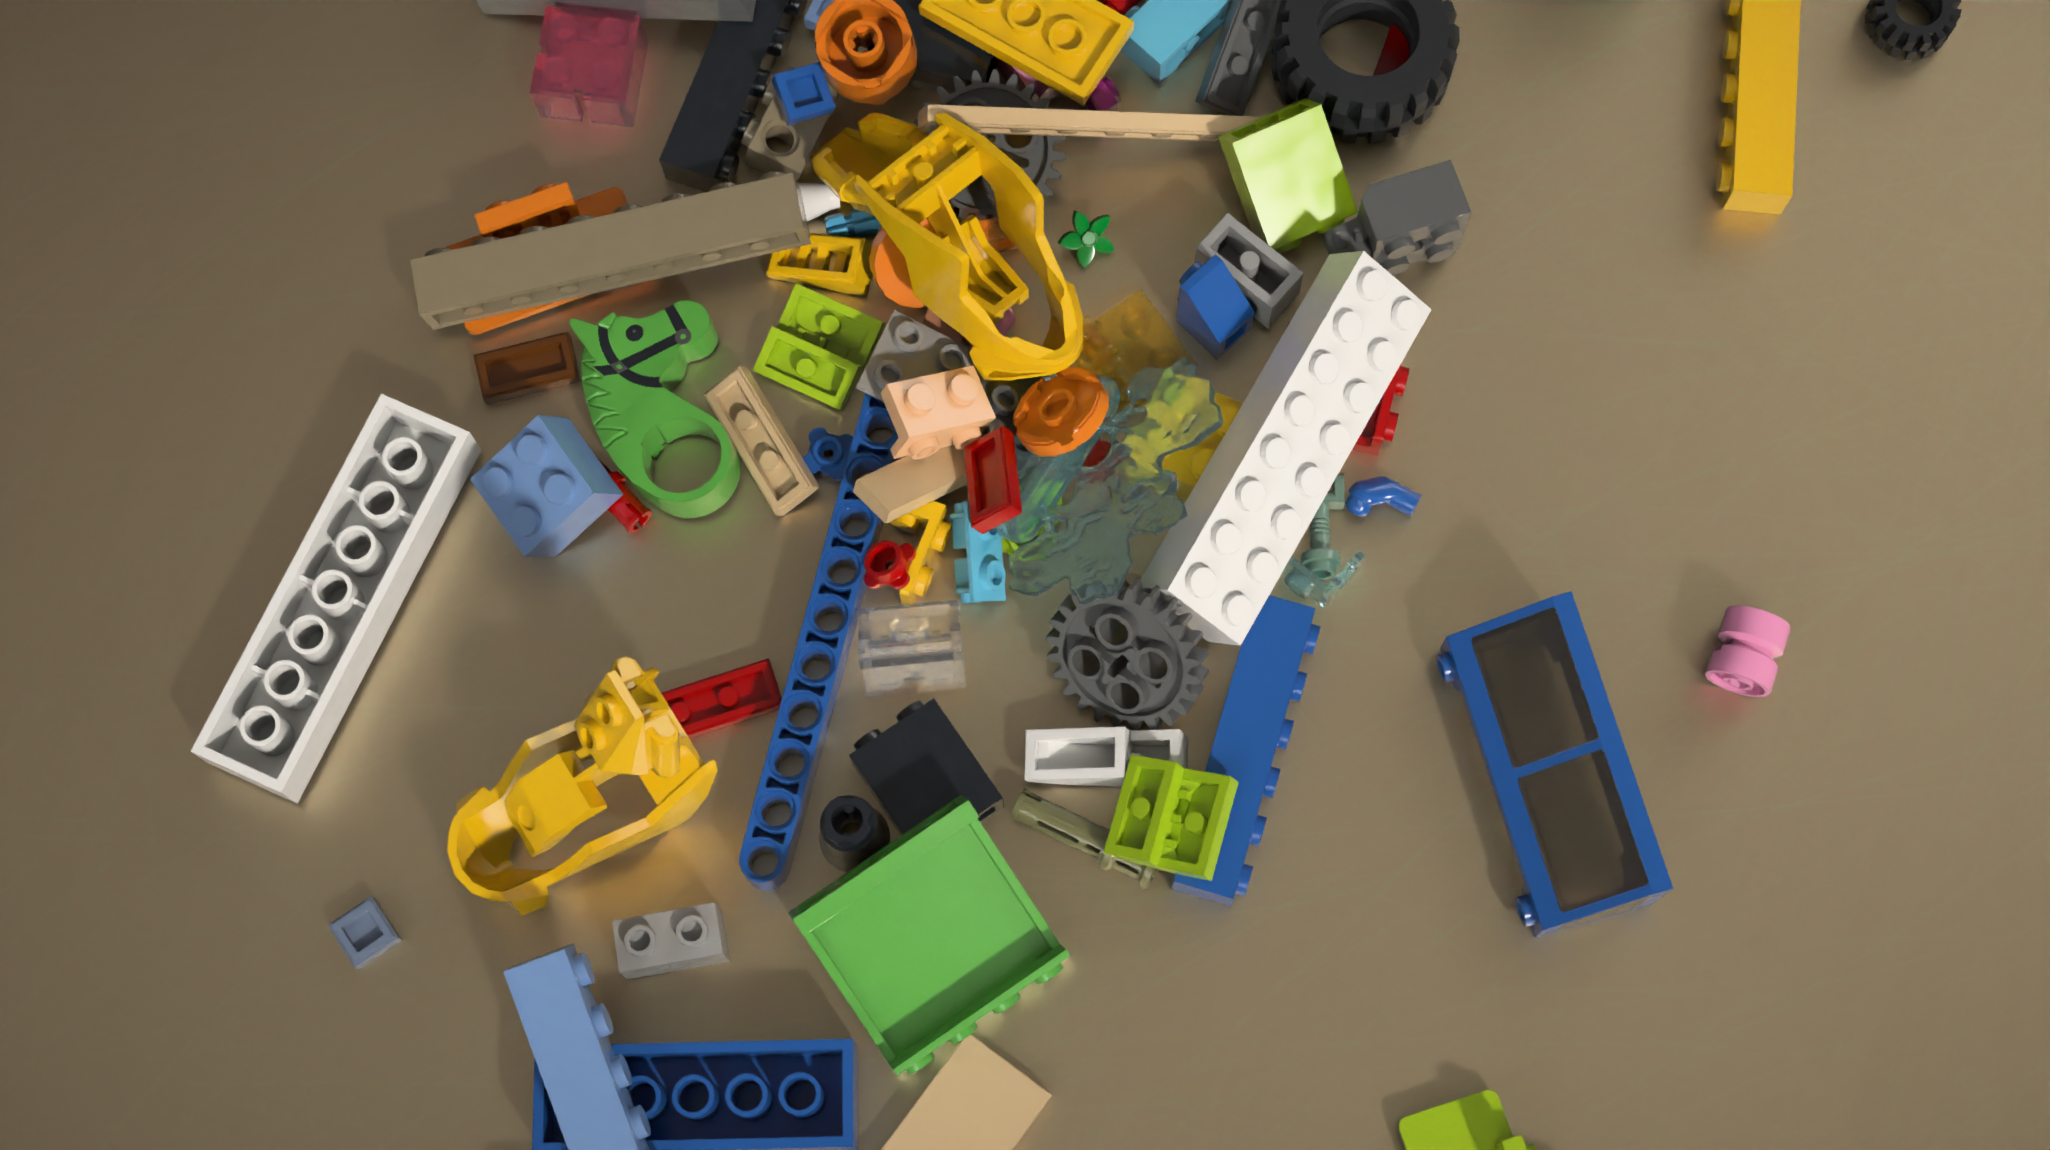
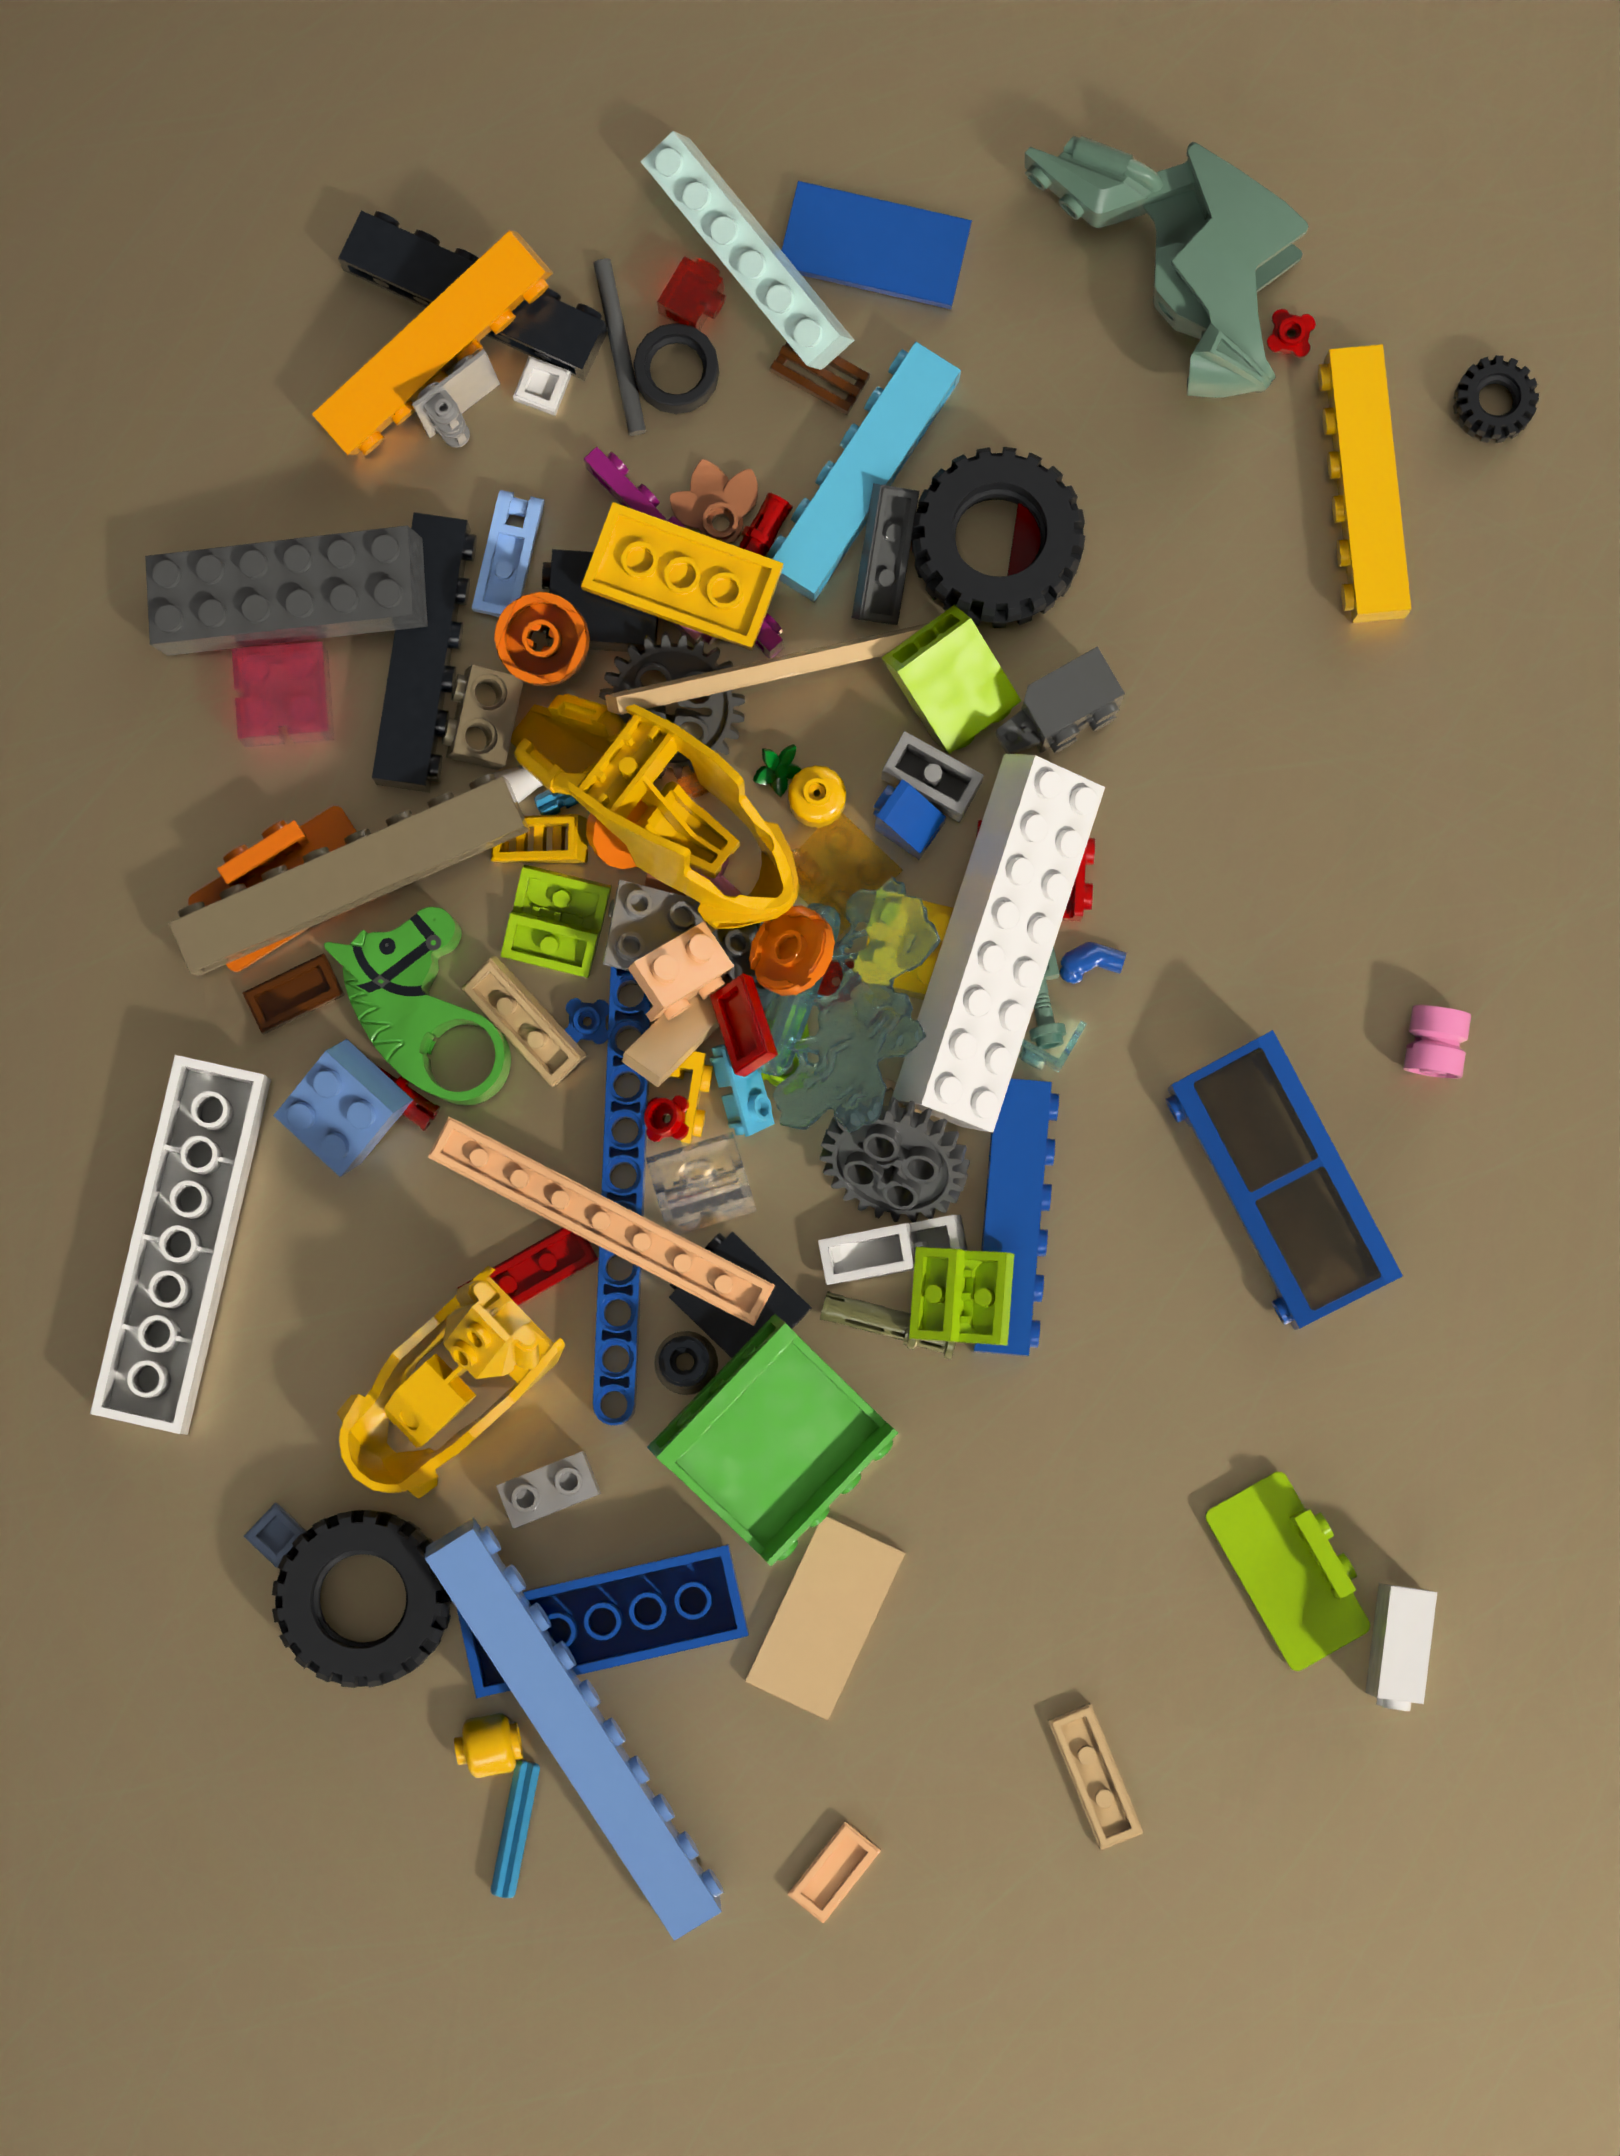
camera: 15 degrees left, 10 degrees up
(369, 1004) = (300, 1611): none -> black tyre
(795, 659) = (601, 1221): none -> light nougat tile
(803, 93) = (493, 692): blue plate -> none
(1121, 268) = (812, 809): none -> yellow head

